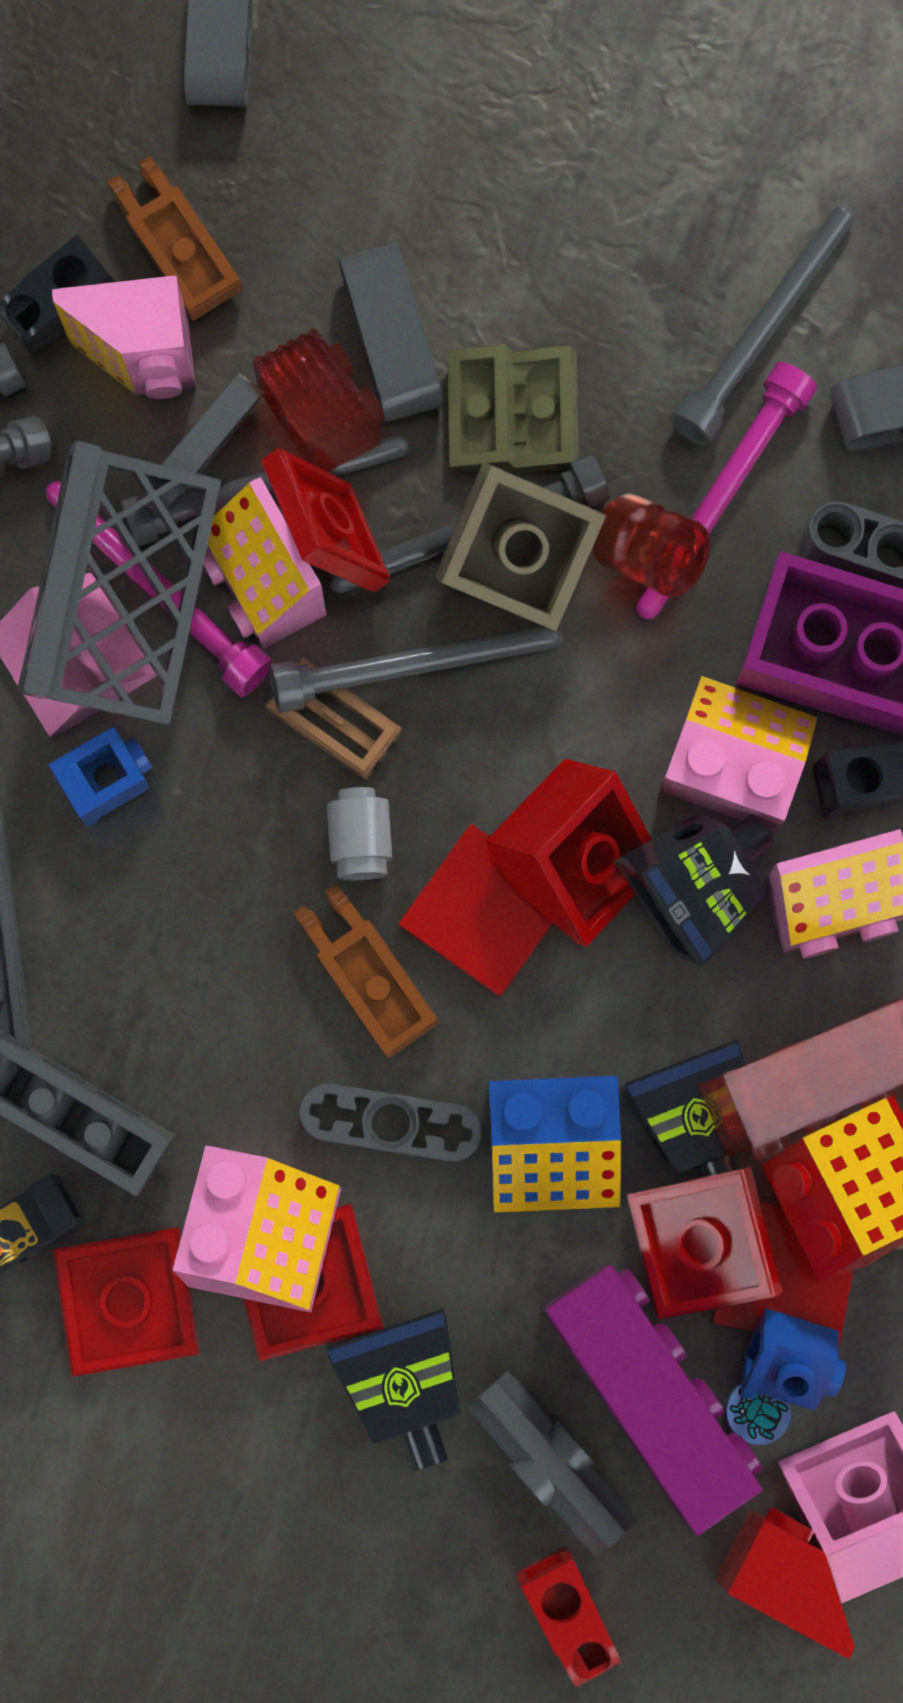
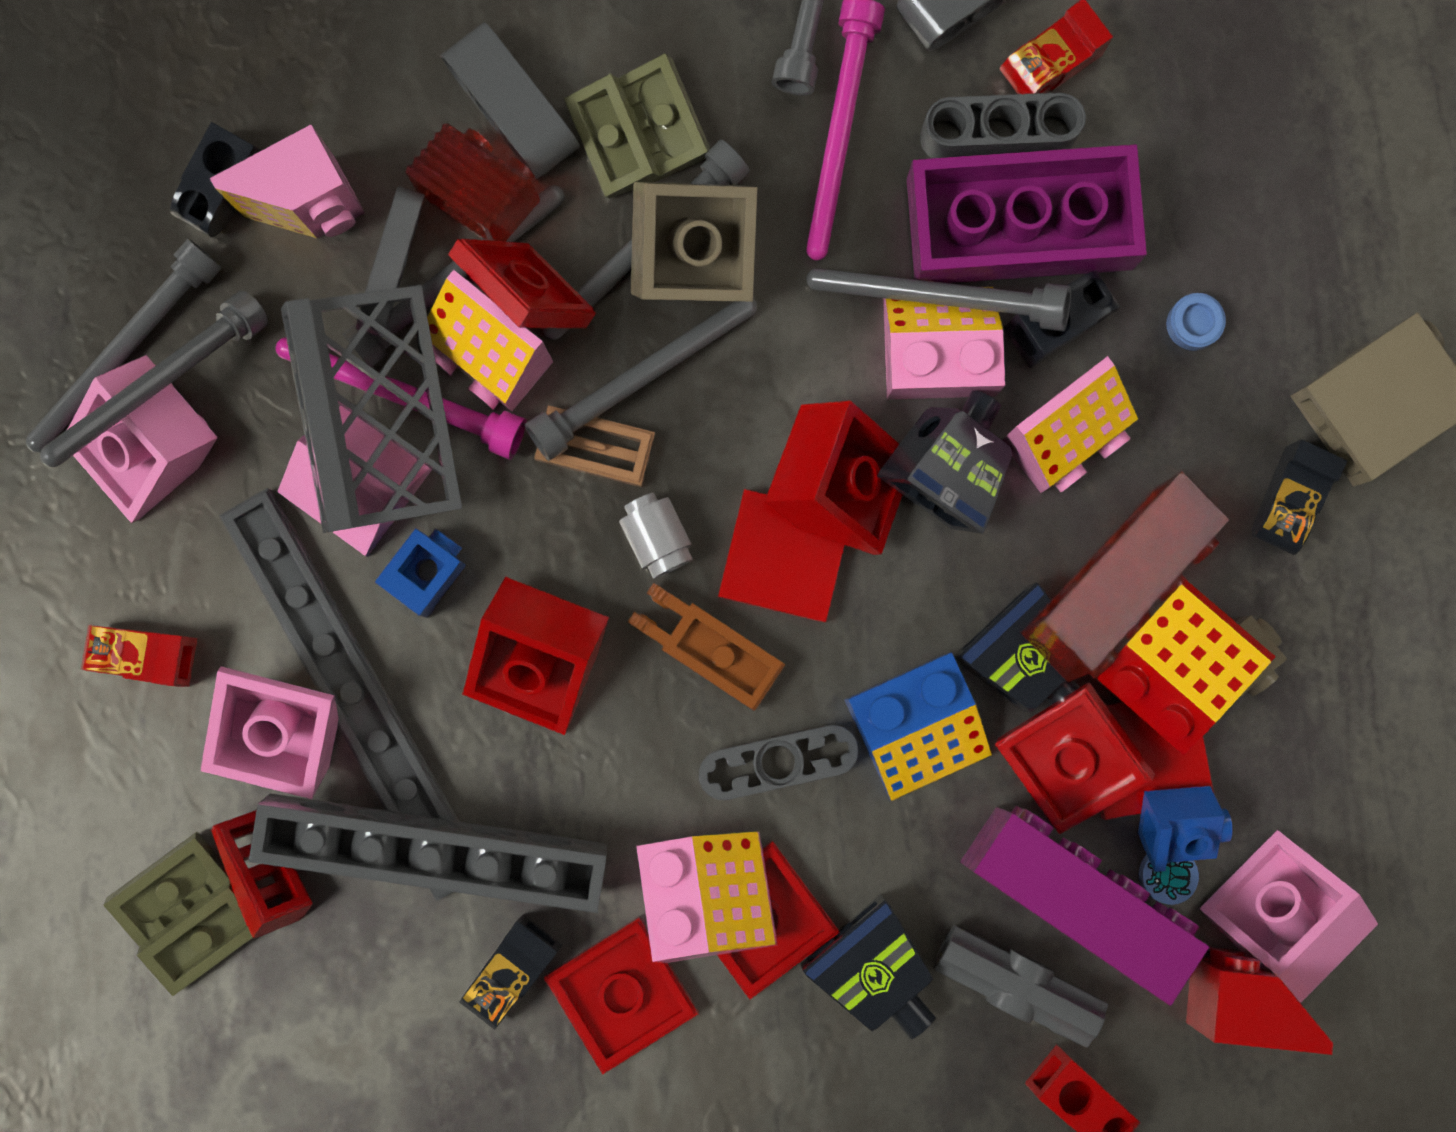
camera: 20 degrees left, 5 degrees up
(177, 241) = (298, 93): dark orange hinge -> none
(181, 908) = (534, 655): none -> red slope
(652, 545) = (803, 196): clear red wheel -> none
(860, 755) = (1046, 305): none -> dark grey piece

